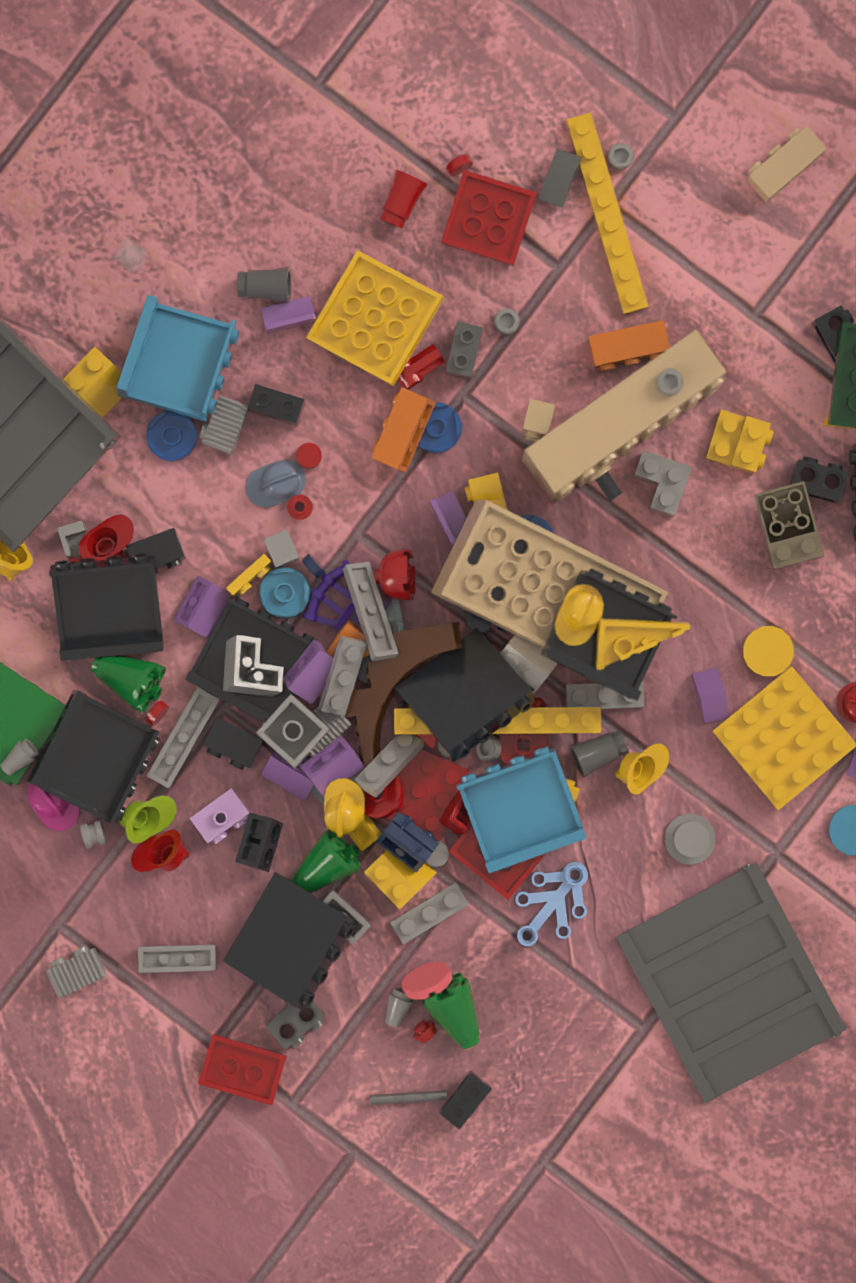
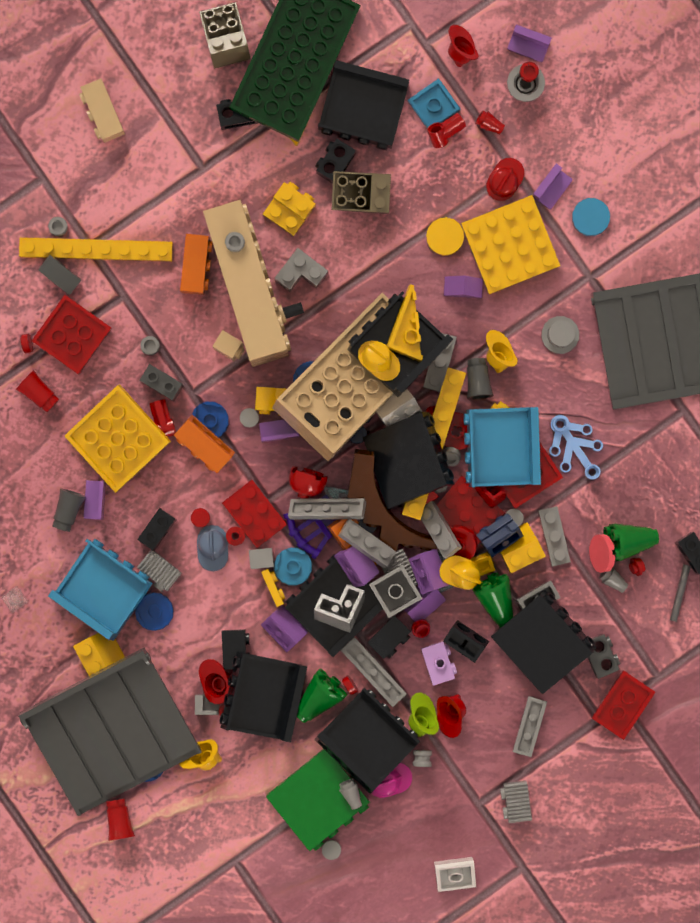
camera: 75 degrees left, 0 degrees up
(257, 780) = (420, 628): none -> red plate
(313, 565) = (281, 539): dark blue tile -> none
(336, 522) = (254, 513): none -> red plate
(455, 476) = (249, 417): none -> light grey tile

